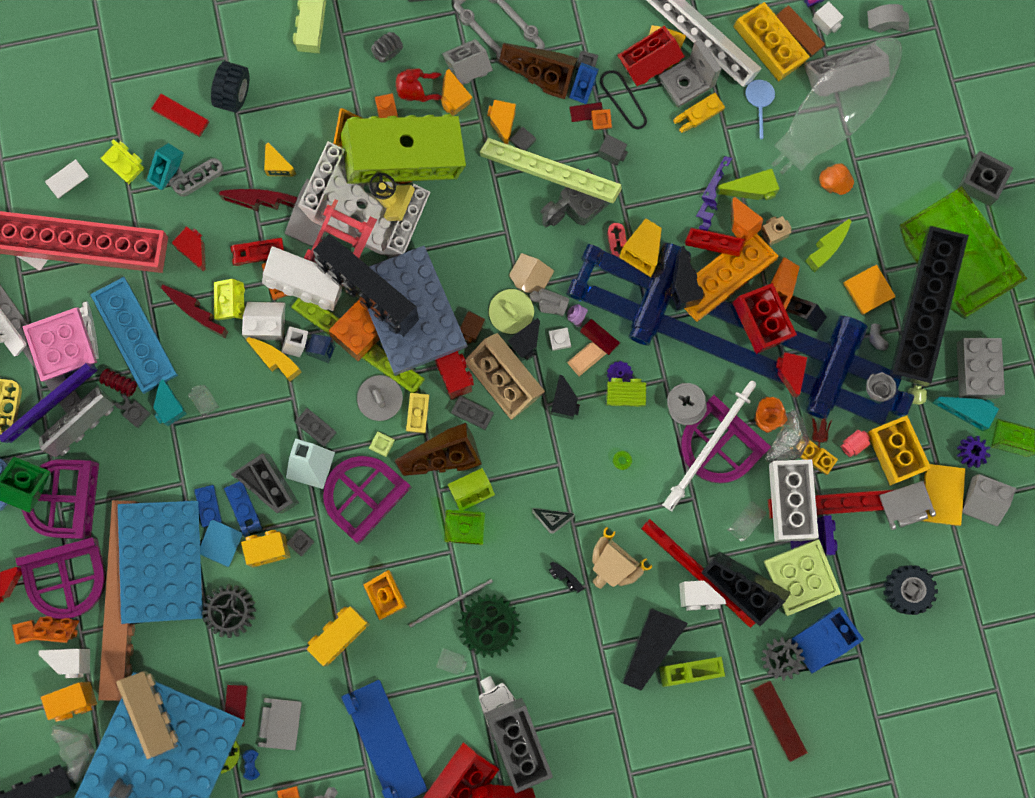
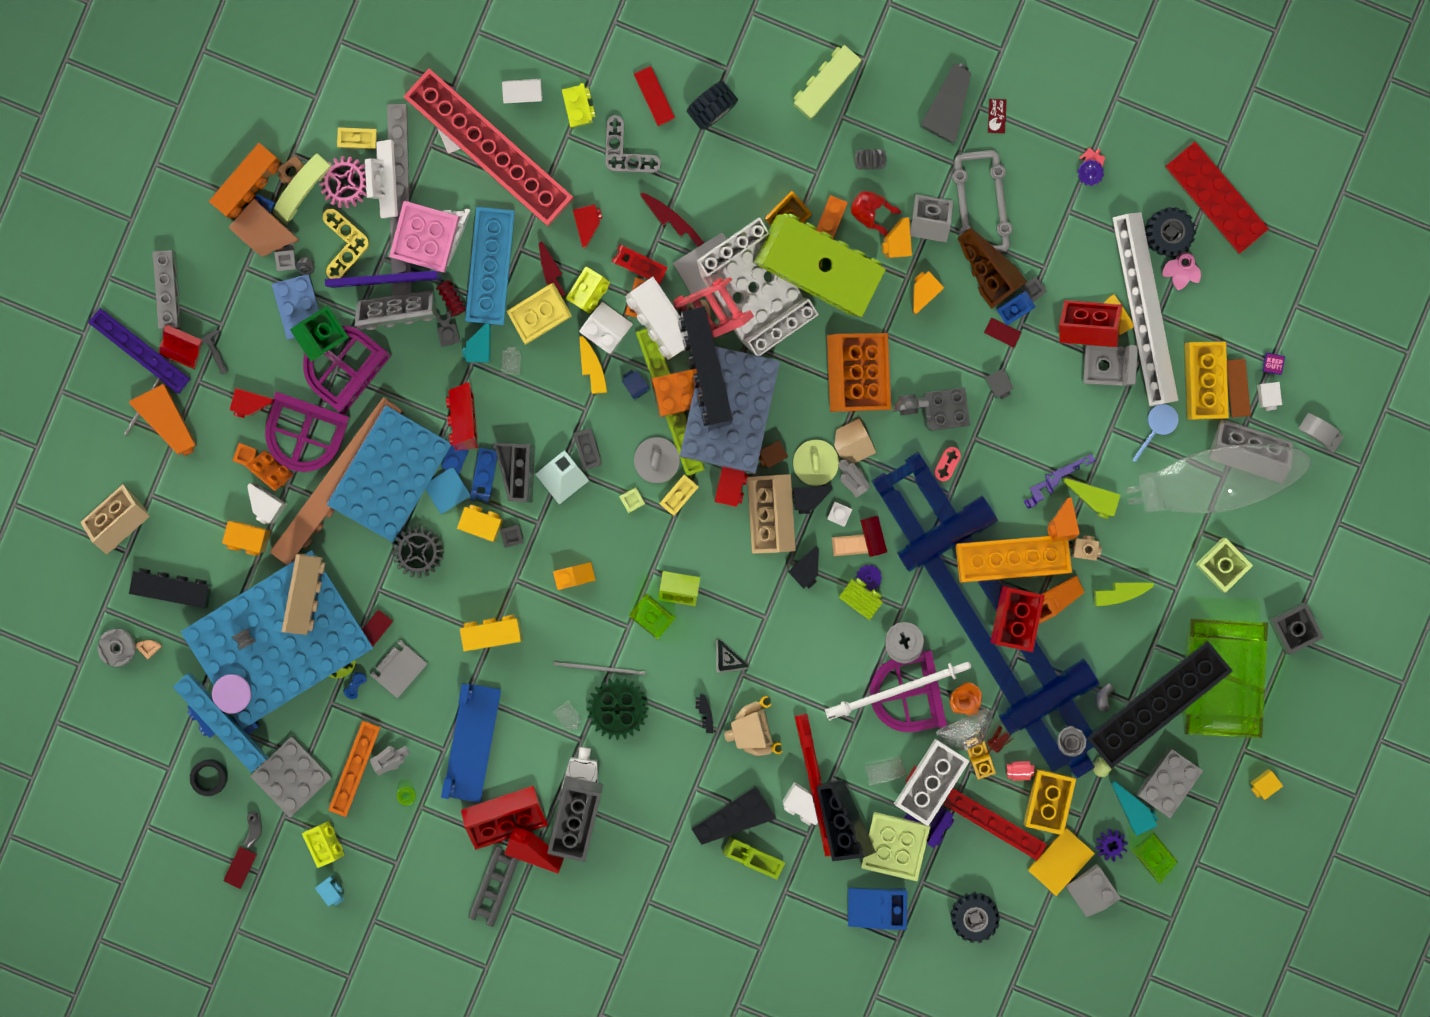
camera: 40 degrees right, 10 degrees up
(75, 750) = (225, 577): clear slope -> none
(164, 165) = (611, 137): teal slope -> none
(191, 471) = (462, 417): none -> red slope
(200, 344) = (539, 313): none -> light yellow tile
(275, 164) = (706, 197): yellow slope -> none
(294, 341) = (618, 366): white brick -> none
(375, 539) = (574, 576): none -> light orange slope
(379, 510) = (593, 553): magenta window -> none
(385, 595) = (550, 626): light orange slope -> none
(395, 199) = (782, 305): light yellow piece -> none
(448, 450) = (682, 543): reddish brown wedge -> none
(472, 413) = (723, 526): dark grey plate -> none
(494, 216) = (859, 372): none -> orange slope
(523, 139) = (930, 320): dark grey tile -> none
(551, 170) = (931, 368): yellowish green plate -> none
(577, 314) = (868, 503): lavender plate -> none
(601, 82) = (1032, 343): black piece -> none
(601, 119) = (1009, 349): orange plate -> none
(624, 454) = (823, 655): clear neon green plate -> none
(643, 247) = (962, 488): yellow slope -> none
(685, 287) = (969, 547): black slope -> none
(700, 112) = (1099, 401): yellow hinge -> none
(715, 242) = (1026, 523): red tile -> none
(779, 721) = (795, 944): clear red tile -> none
(791, 371) = (1008, 677): red slope -> none
(791, 662) = (838, 906): dark grey gear -> none
(805, 313) = (1058, 636): black slope -> none
(836, 179) = (1170, 541): orange hair -> none
(869, 289) = (1128, 652): light orange tile -> none
(892, 168) = (1223, 565): none -> yellowish green slope
(907, 505) = (1023, 849): light grey piece -> none

